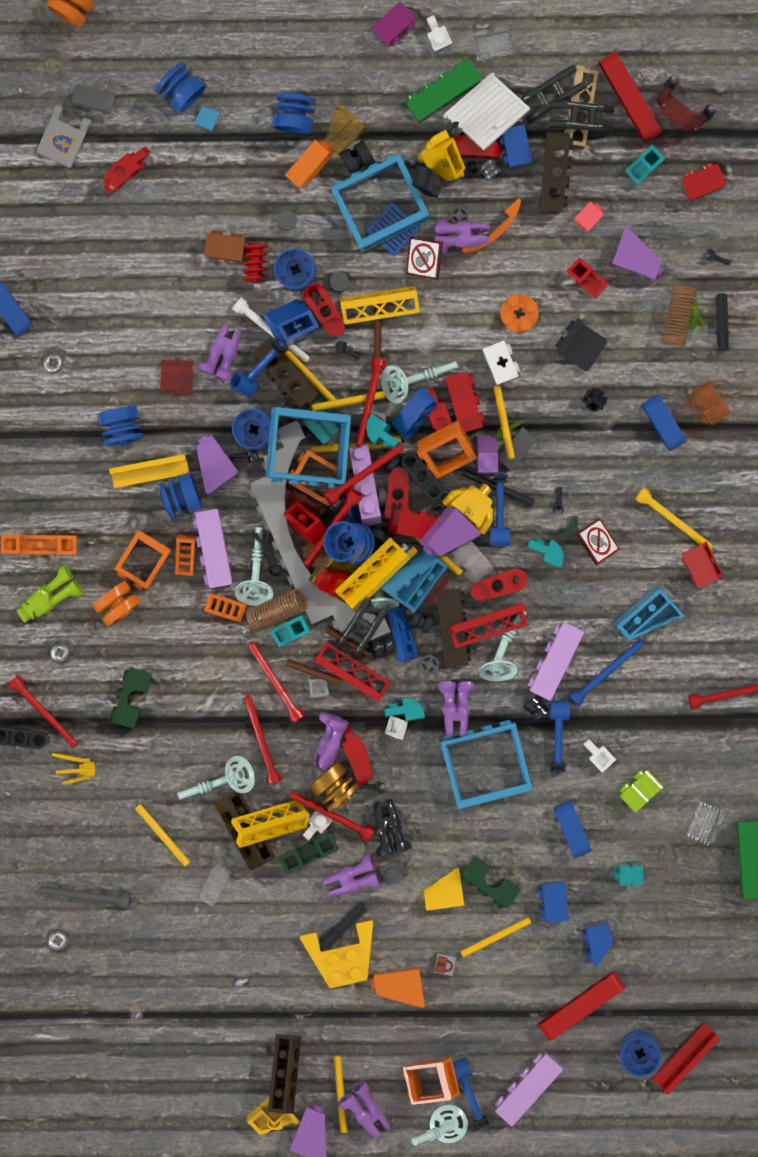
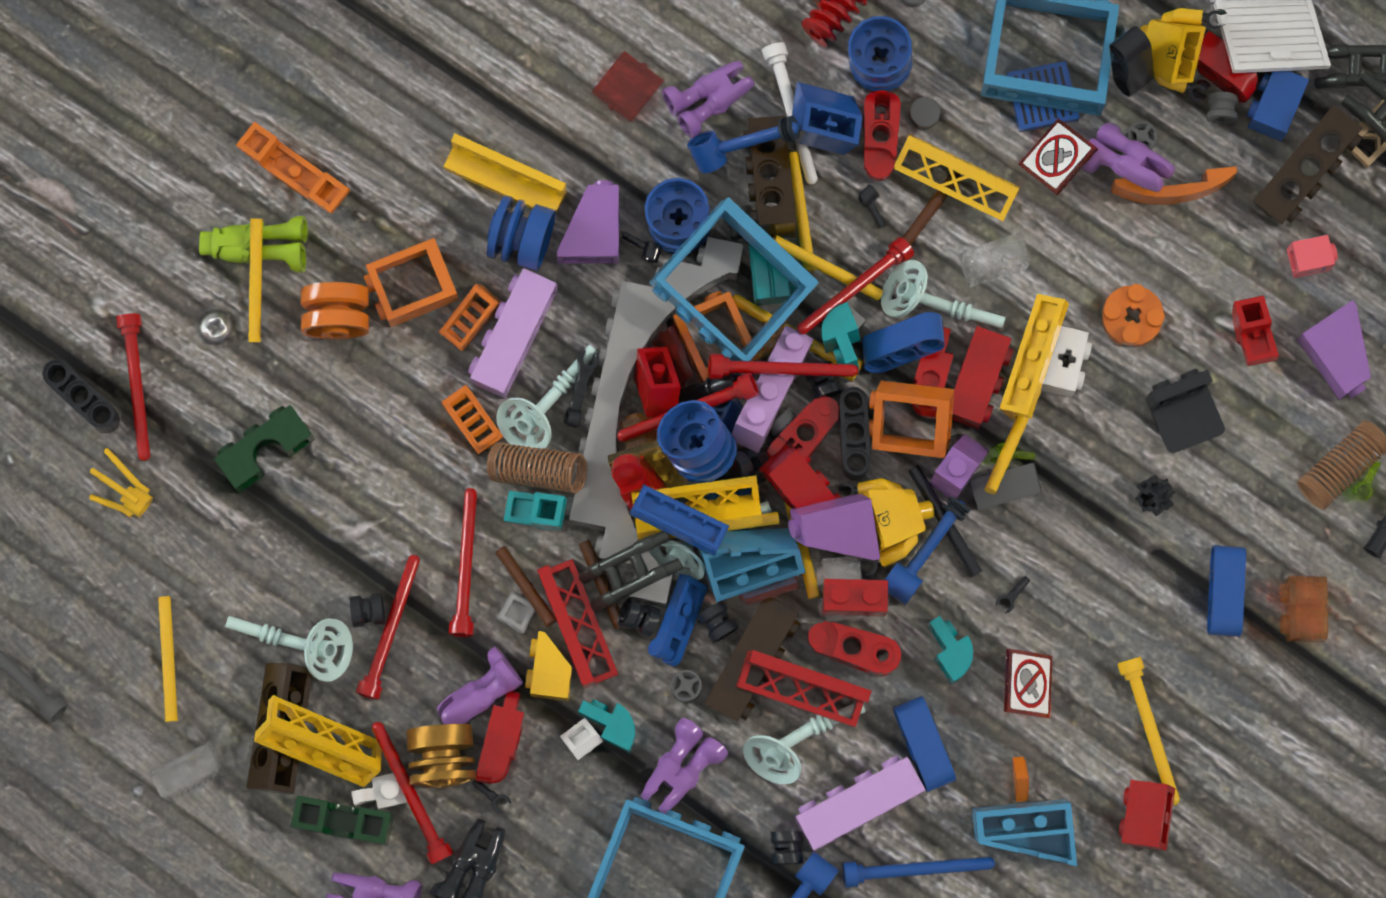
camera: 35 degrees right, 10 degrees down
(63, 615) = (255, 279): none -> yellow bar
(120, 425) = (510, 90): blue wheel -> none
(244, 740) = (367, 610): none -> black wheel
(358, 705) = (551, 671): none -> yellow slope
(368, 588) = (679, 520): none -> blue plate
(482, 562) = (855, 597): none -> red brick
(485, 372) = (1034, 356): none -> yellow fence
(567, 608) = (924, 744): none -> blue beam
(572, 527) = (1005, 640): clear green slope -> none
(626, 591) = (1020, 779): none -> orange tile

